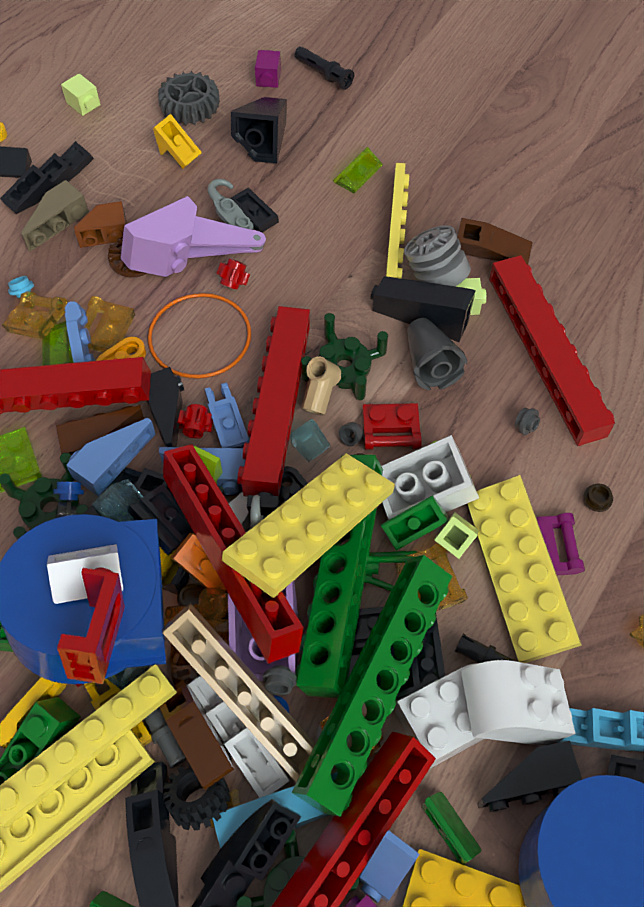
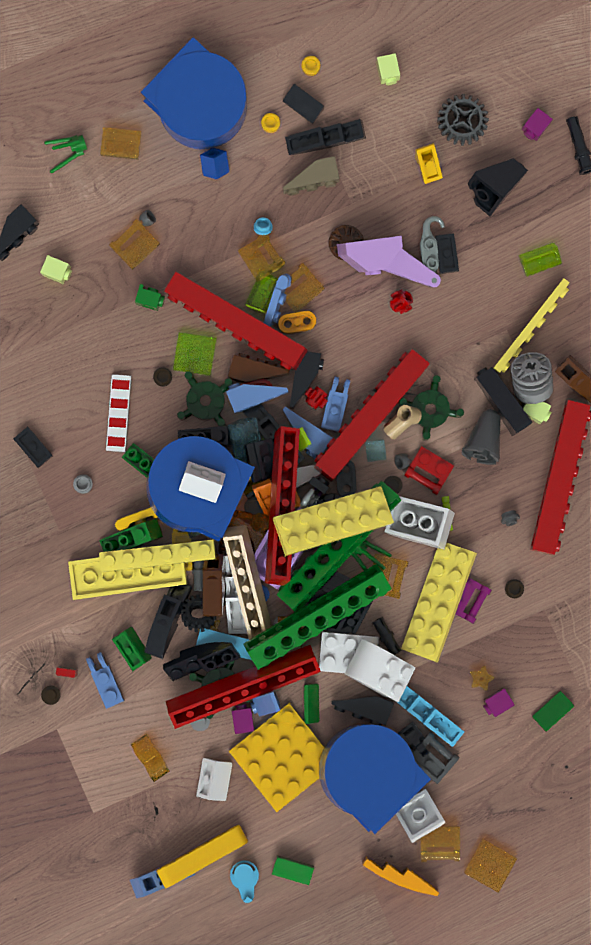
camera: 35 degrees right, 25 degrees up
(65, 509) = (210, 417): clear smoke plate -> none
(68, 490) = (220, 404): blue plate -> none
(89, 656) = (178, 535): red panel -> none
(101, 225) = (342, 207): dark orange slope -> none
(194, 296) = (347, 296): orange piece -> none
(279, 680) = (269, 589): dark grey plate -> none
(415, 522) = (397, 543): green slope -> none
(456, 535) = (415, 563): yellowish green brick -> none

